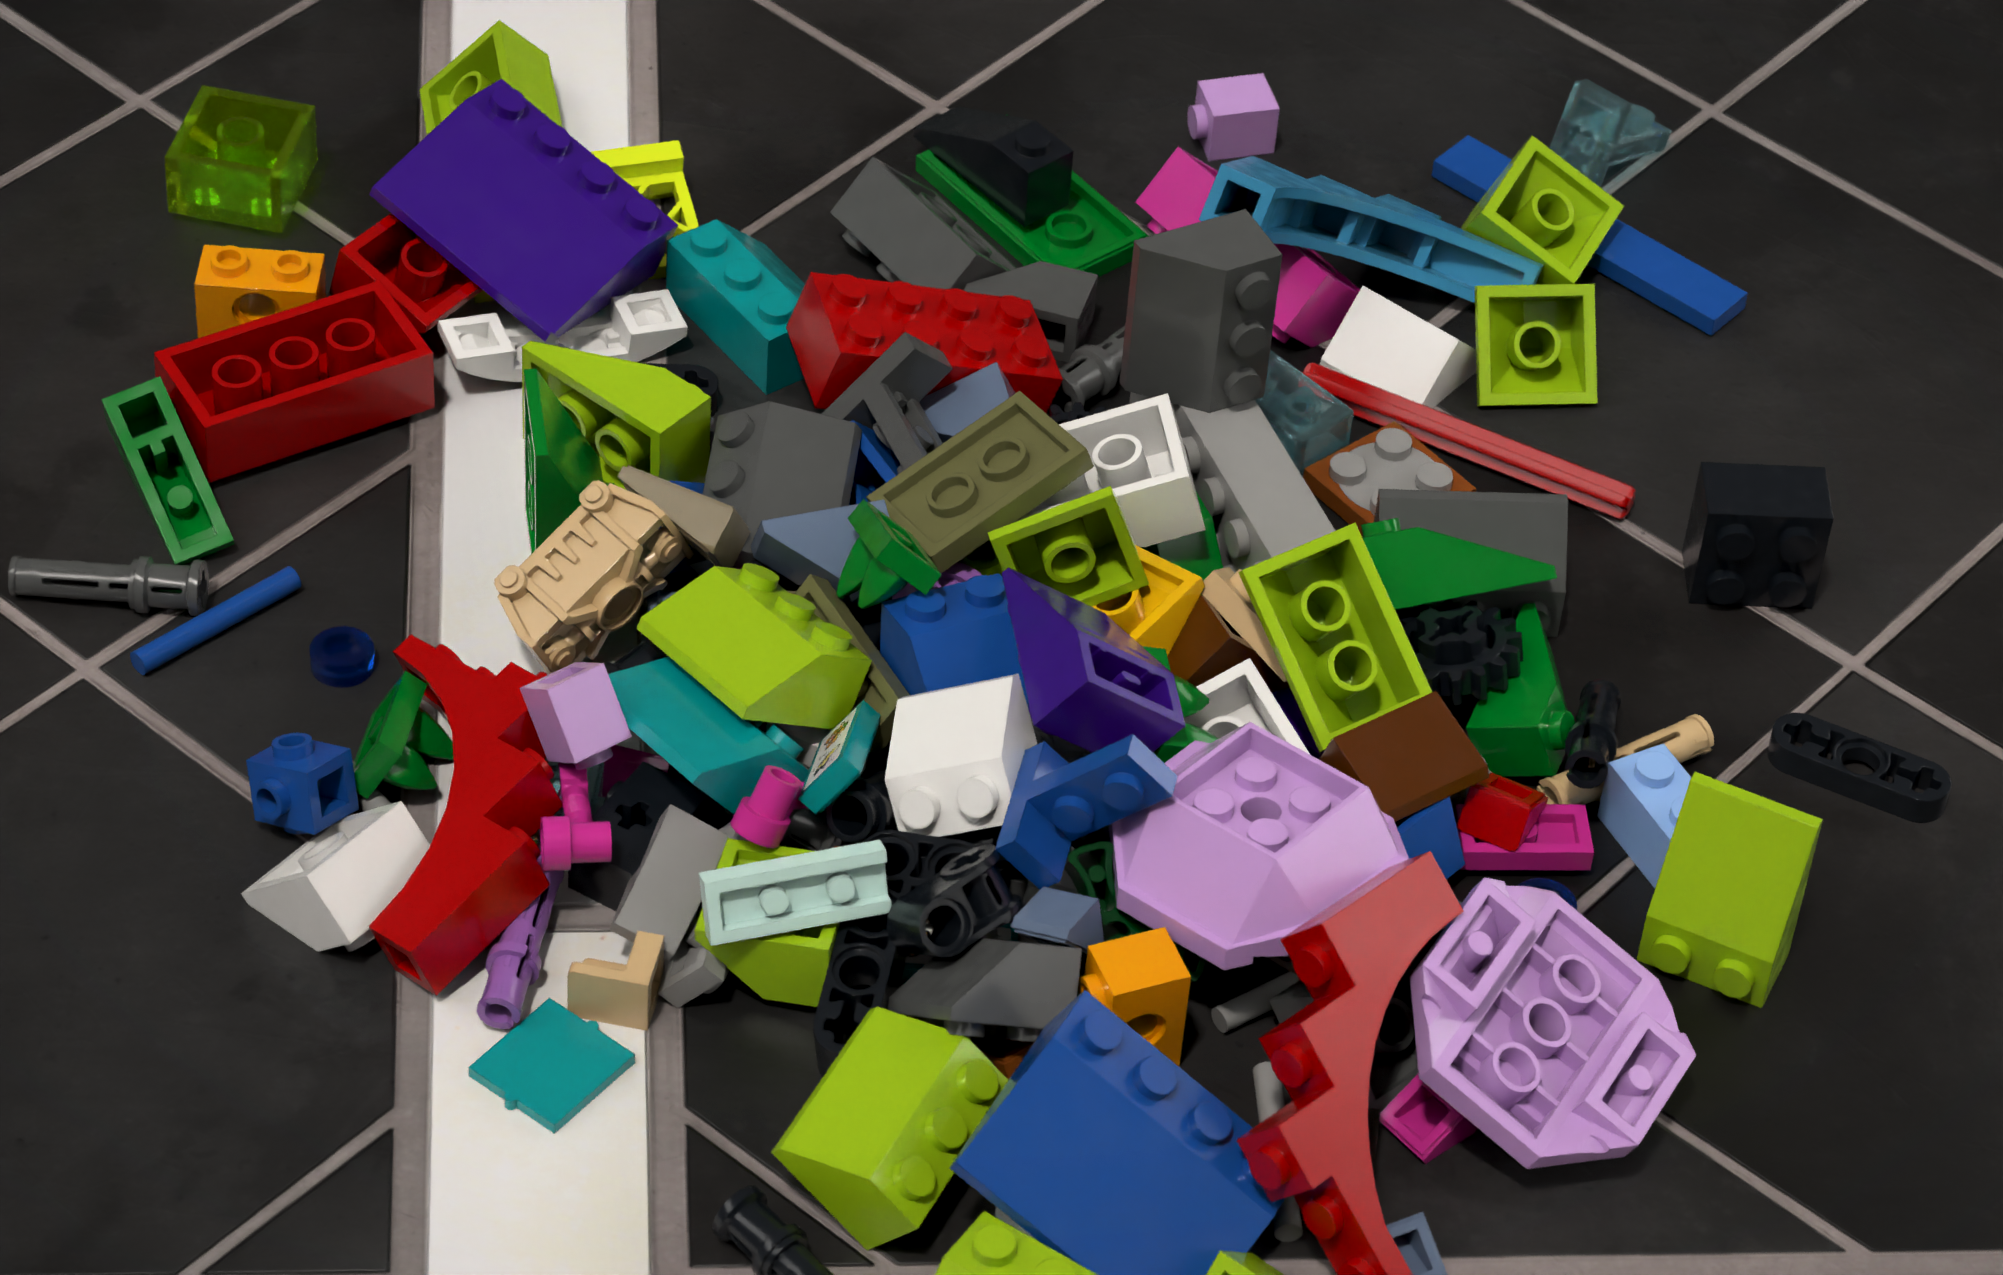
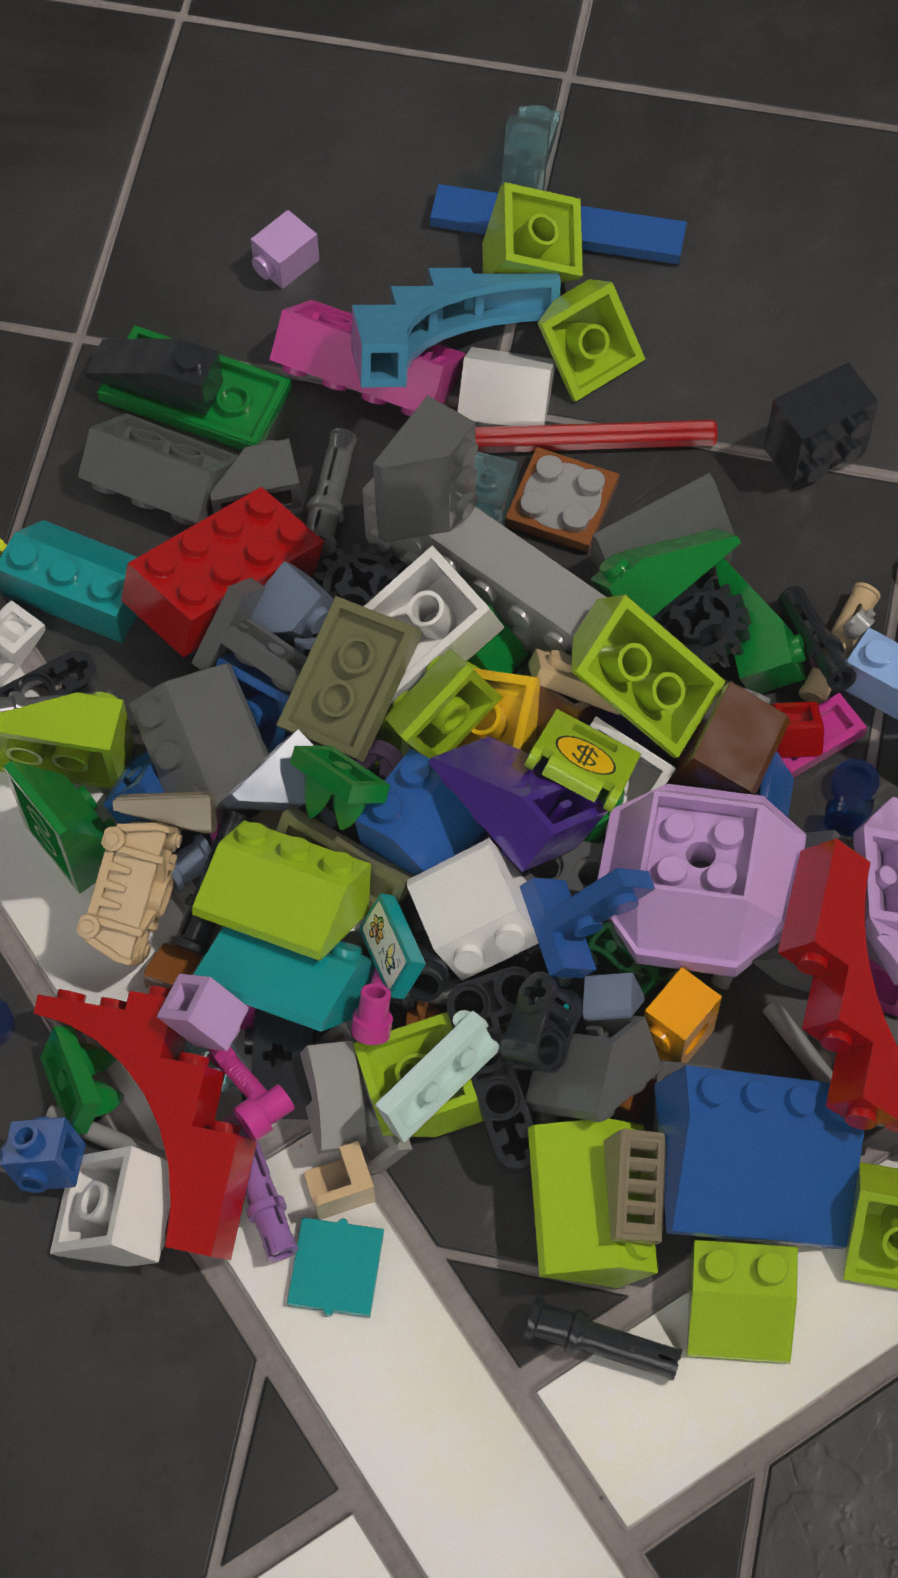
camera: 25 degrees left, 20 degrees up
(975, 1070) = (652, 1166): none -> dark tan slope
(1187, 658) = (583, 758): none -> lime container
(1657, 734) = (859, 623): none -> light grey piece

